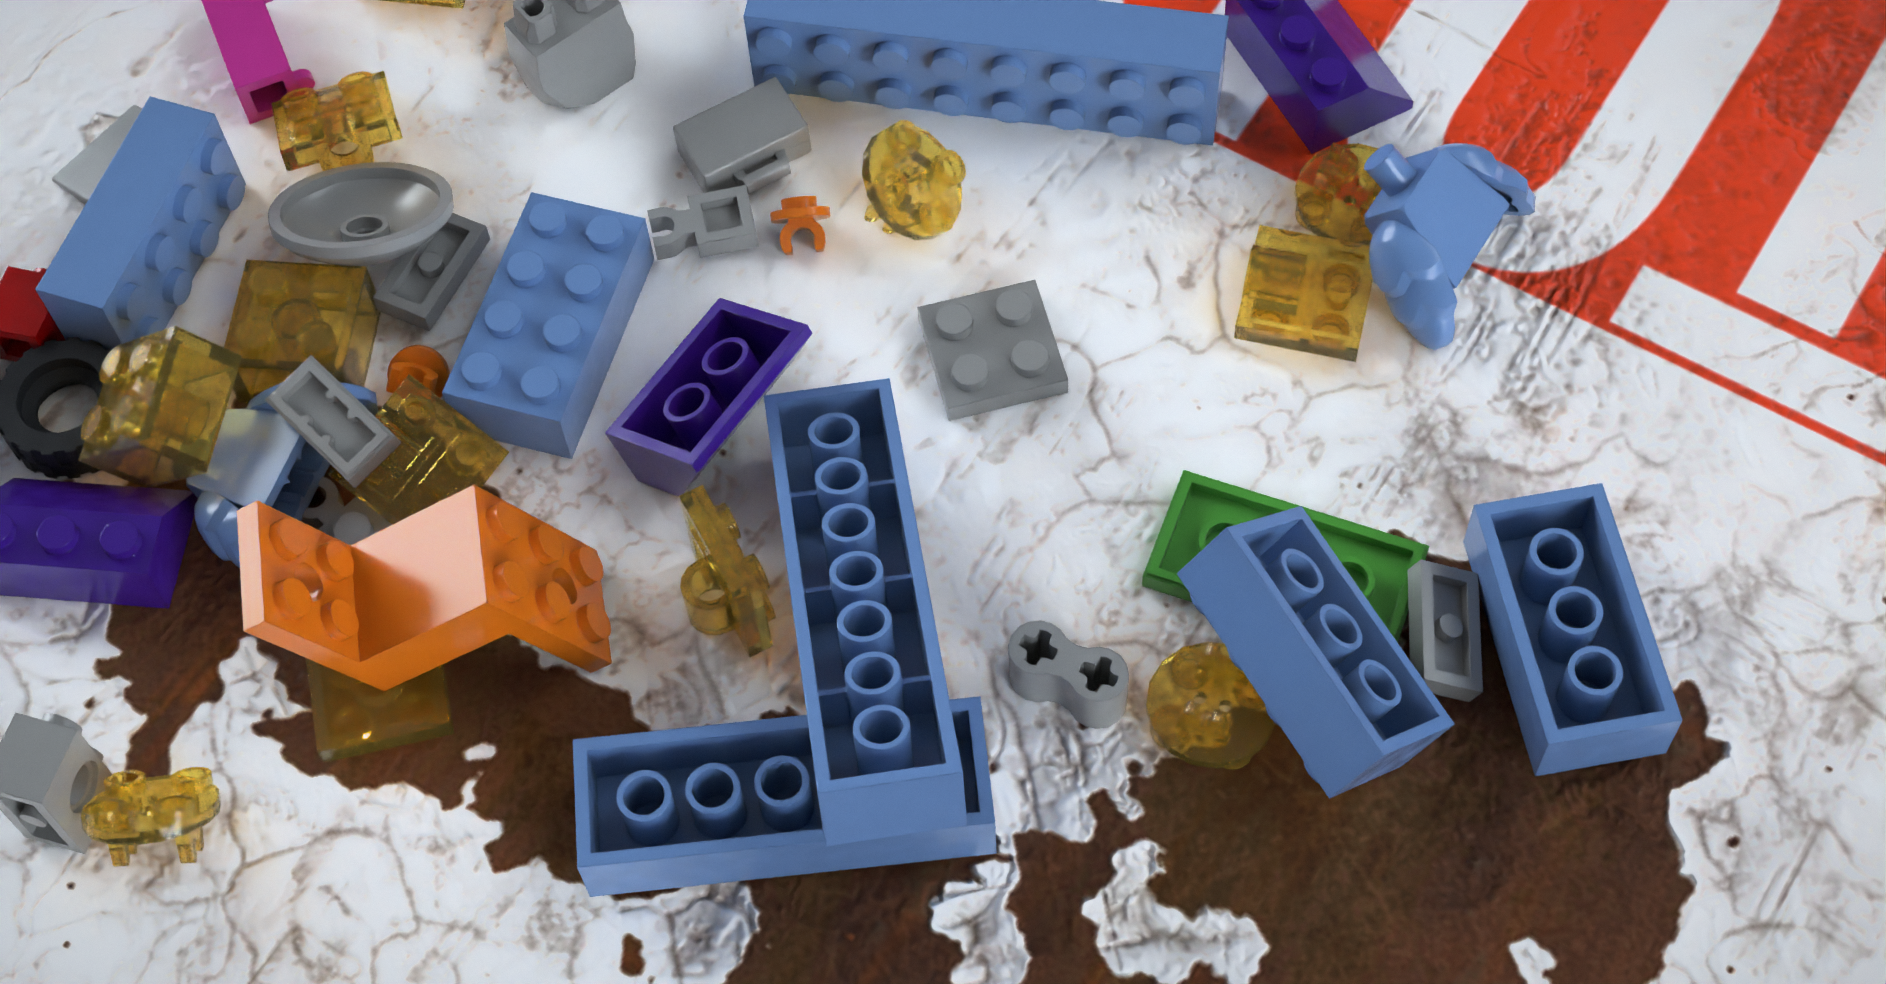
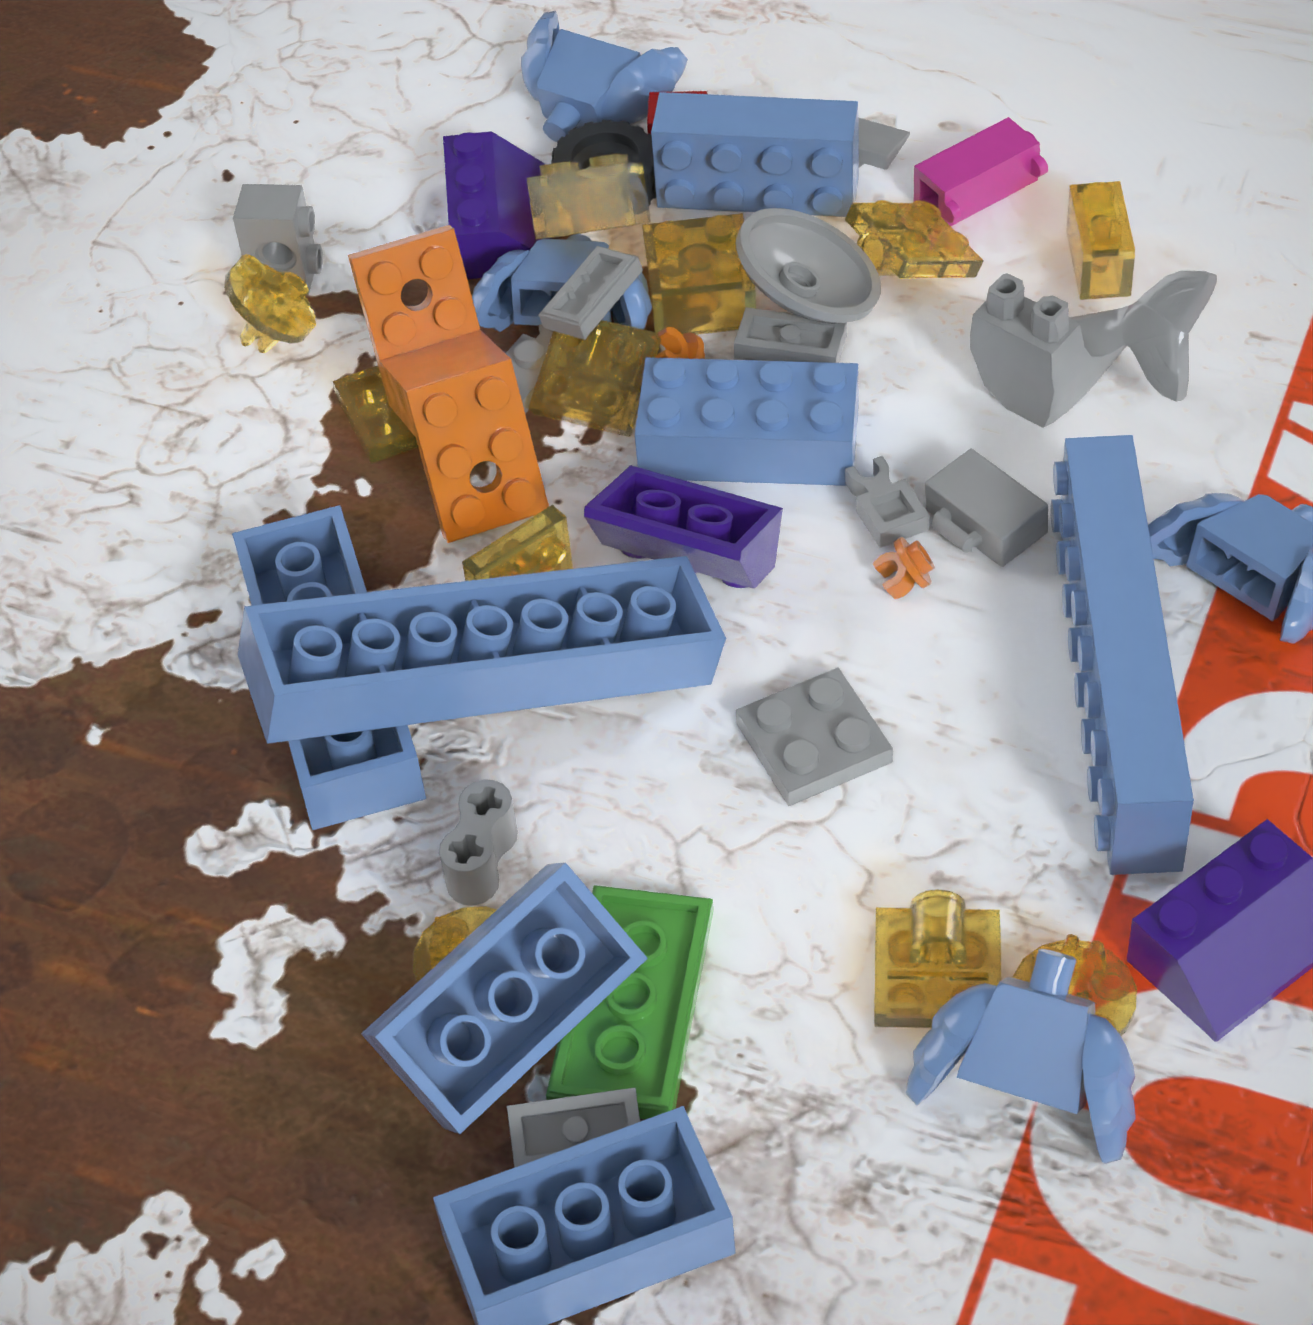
camera: 80 degrees right, 10 degrees down
(912, 182) = (991, 627): clear yellow plate -> none

